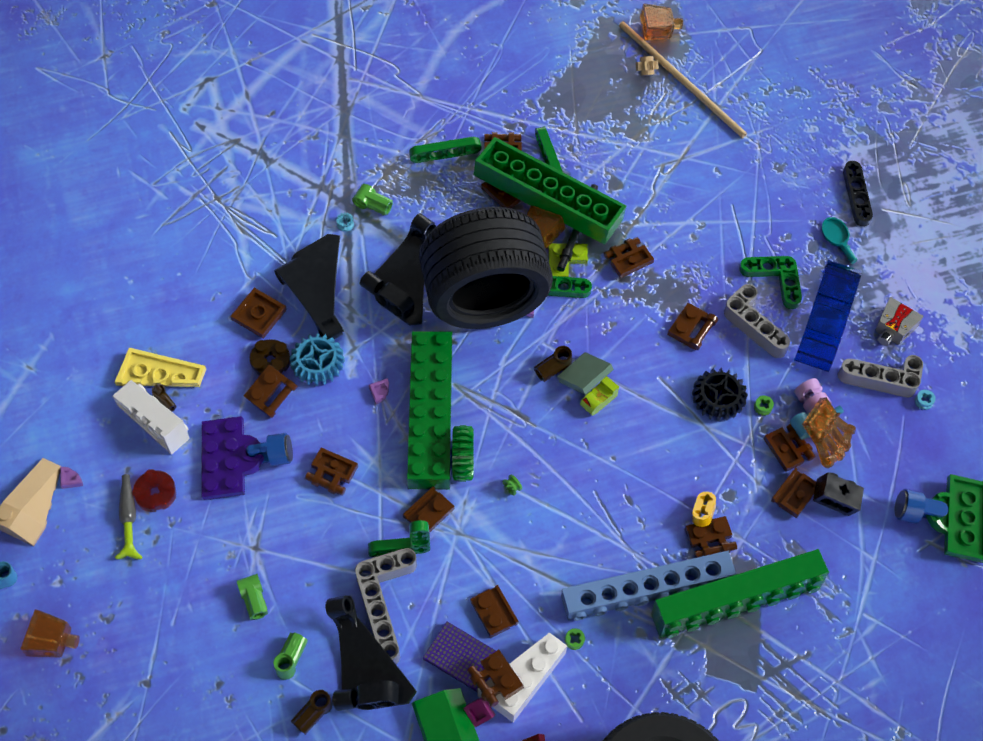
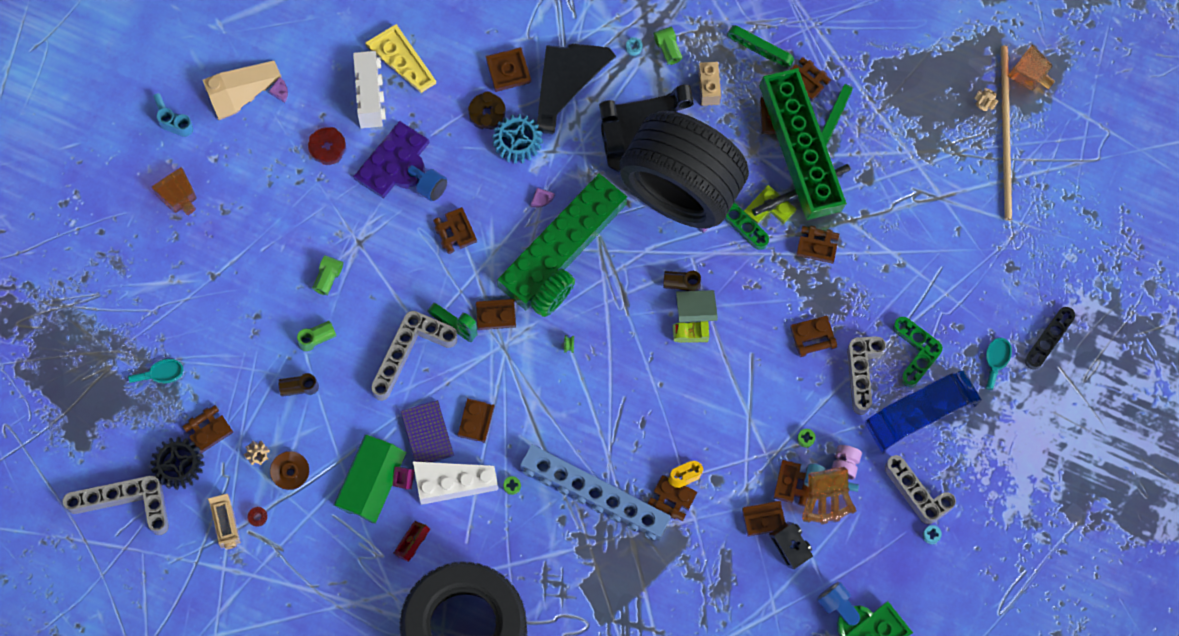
camera: 40 degrees right, 10 degrees up
(127, 516) = (294, 149): piece -> none
(159, 392) = (388, 78): dark brown arm -> none
(266, 386) = (462, 131): reddish brown plate -> none
(368, 672) = (355, 390): black panel -> none
(432, 203) = (709, 83): none -> tan brick
(501, 674) = (434, 468): reddish brown plate -> none
(549, 223) = (770, 168): clear orange torso -> none
(710, 386) = (775, 388): black gear -> none
(739, 593) = (648, 551): green brick -> none
(897, 322) = (969, 461): torso -> none

